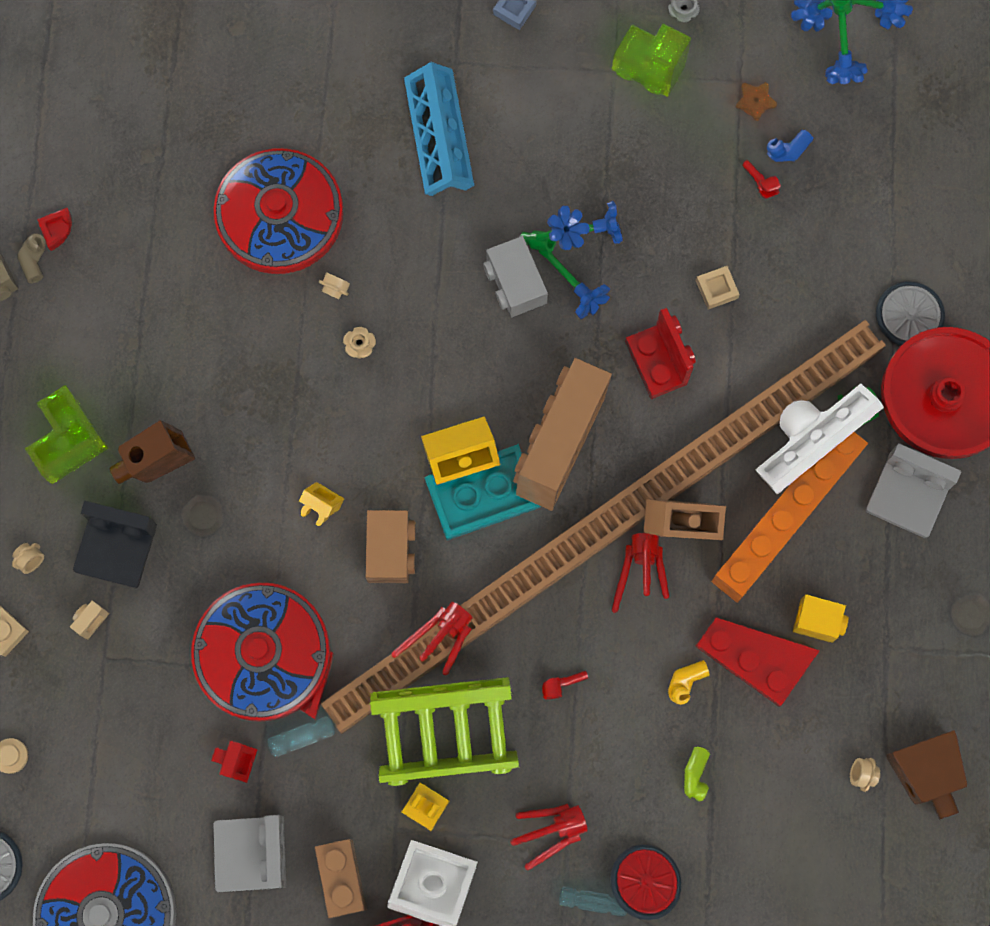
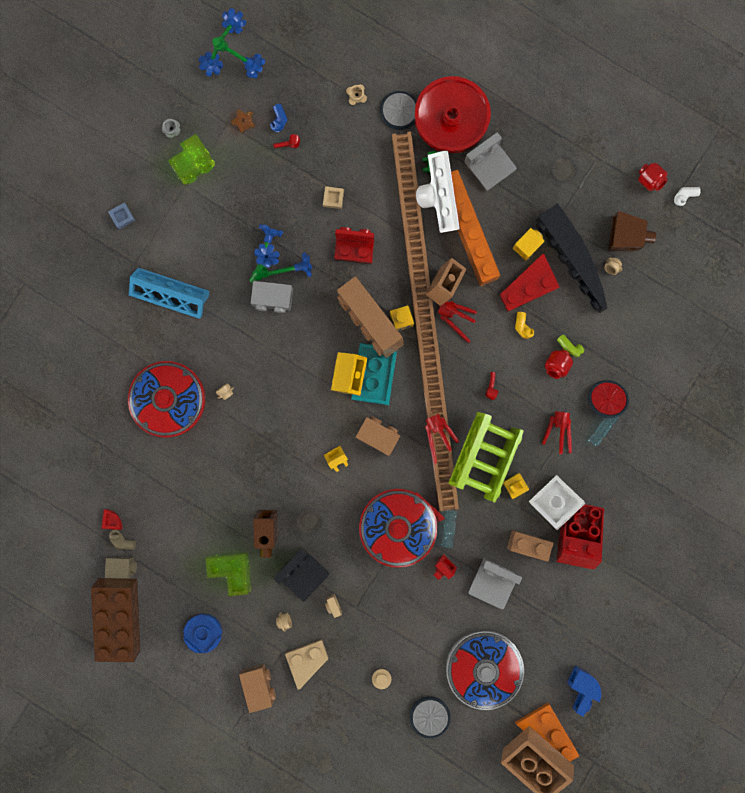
camera: 60 degrees left, 10 degrees up
(362, 350) = (257, 394): tan plate -> none
(590, 484) = (401, 318): none -> yellow brick
(657, 769) = (558, 364): none -> red head
(847, 697) = (573, 253): none -> black slope
(897, 230) = (359, 89): none -> tan plate

